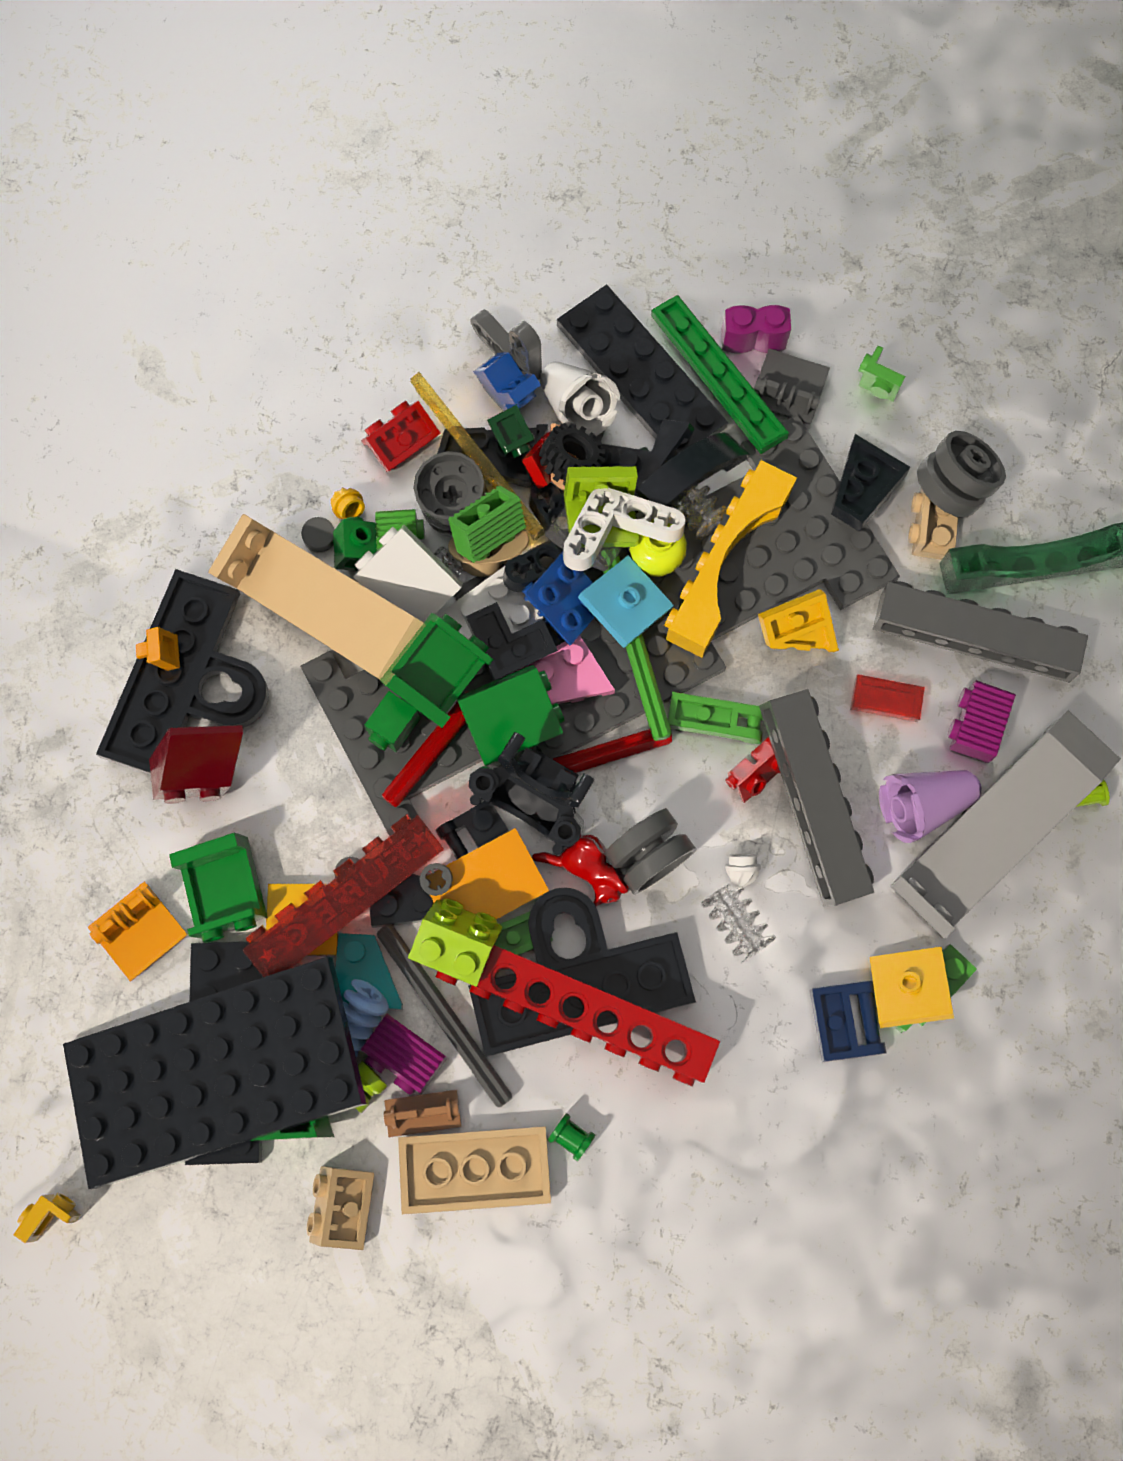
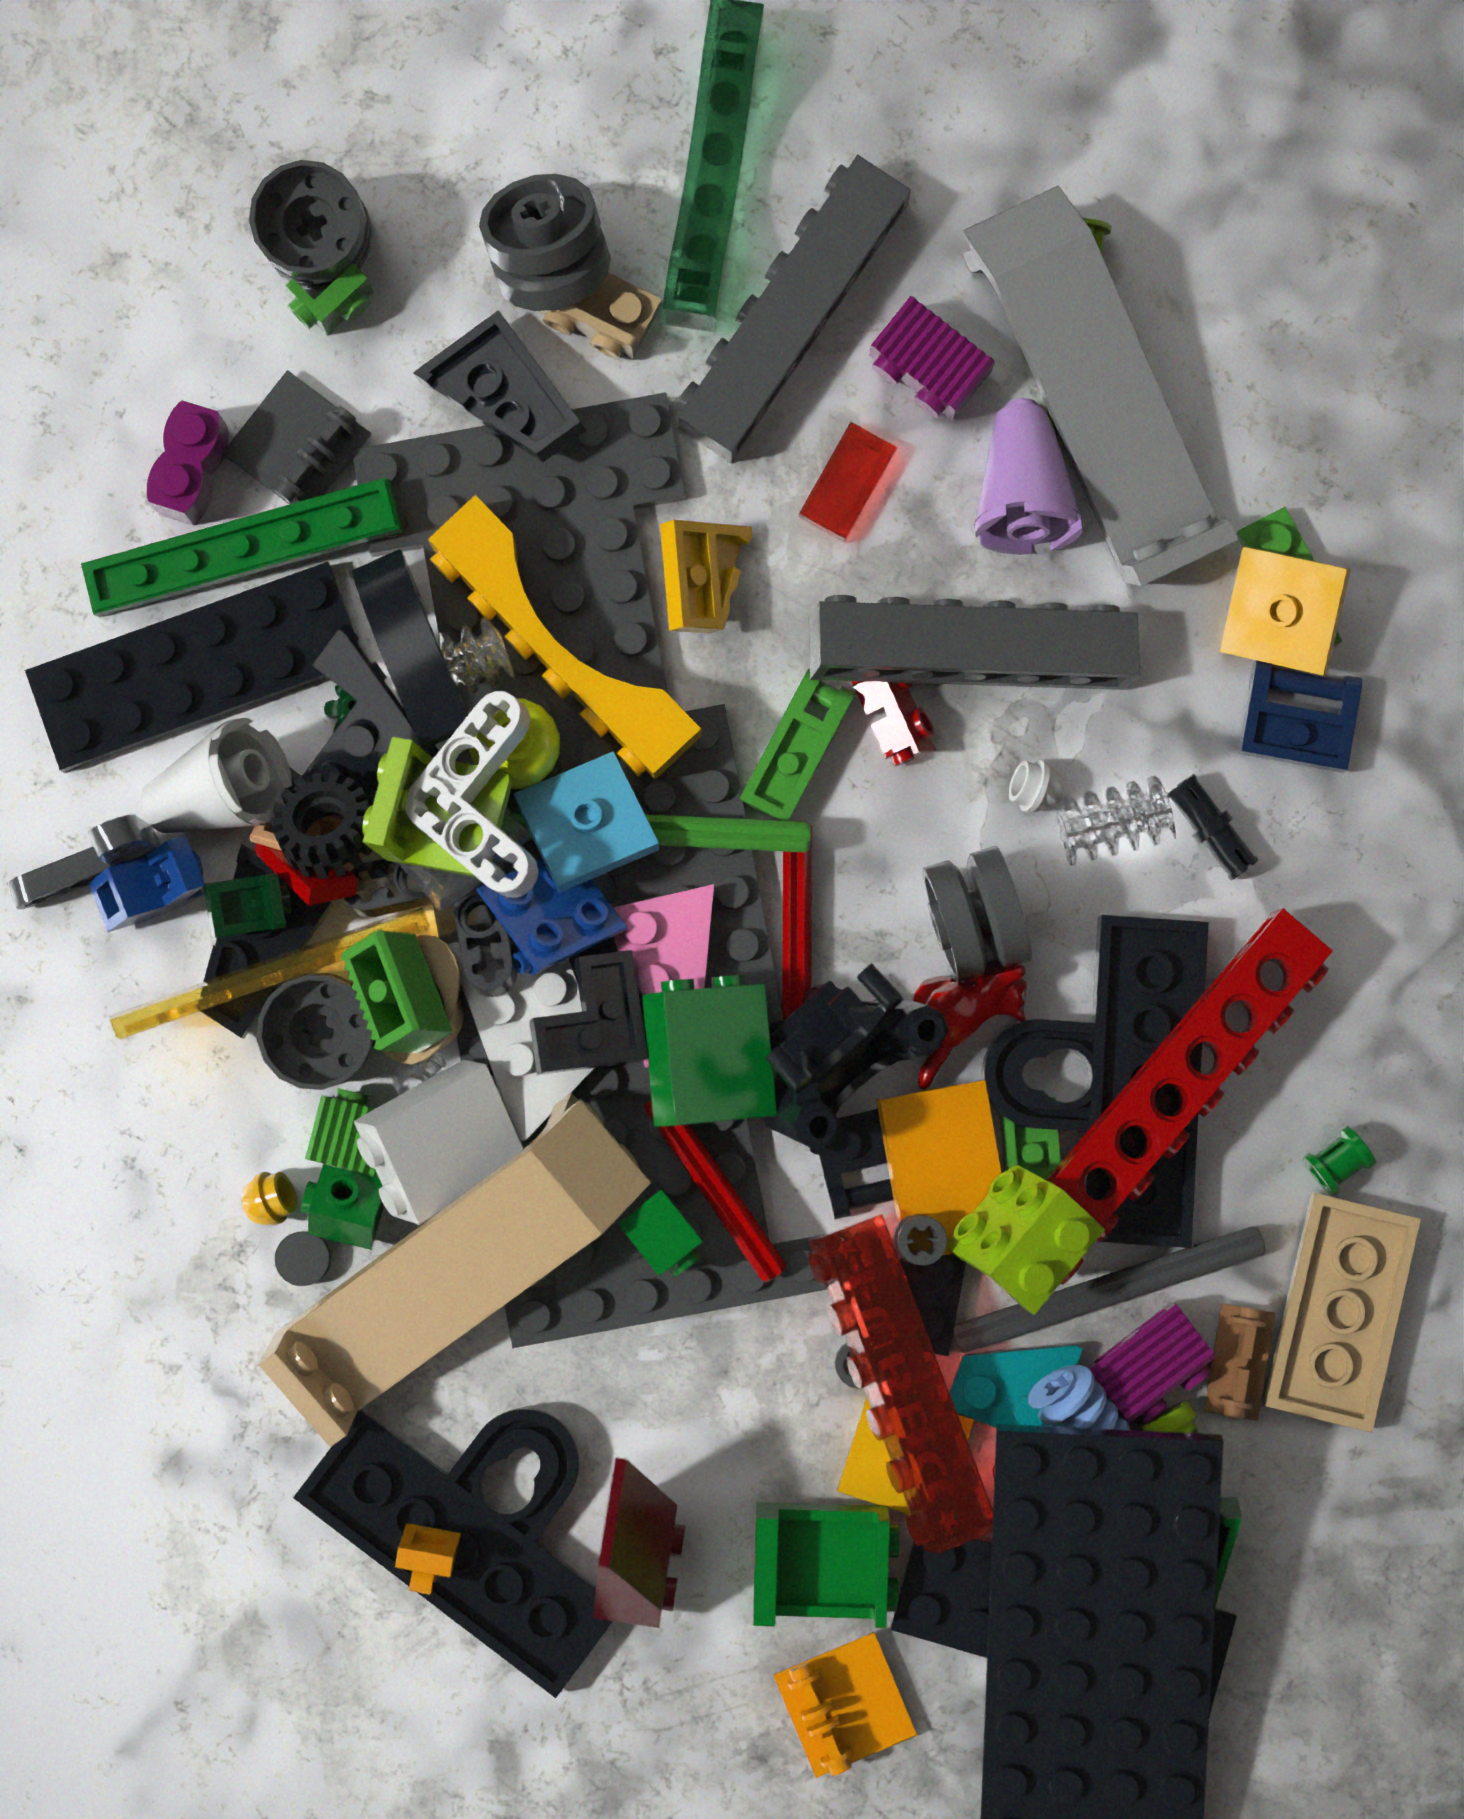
camera: 70 degrees left, 10 degrees up
(340, 1208) = (1335, 1517): tan bracket -> none
(401, 435) = (177, 1081): red bracket -> none
(436, 667) = (614, 1143): green panel -> none
(757, 986) = (1212, 827): none -> black pin
(919, 345) = (292, 200): none -> dark grey wheel

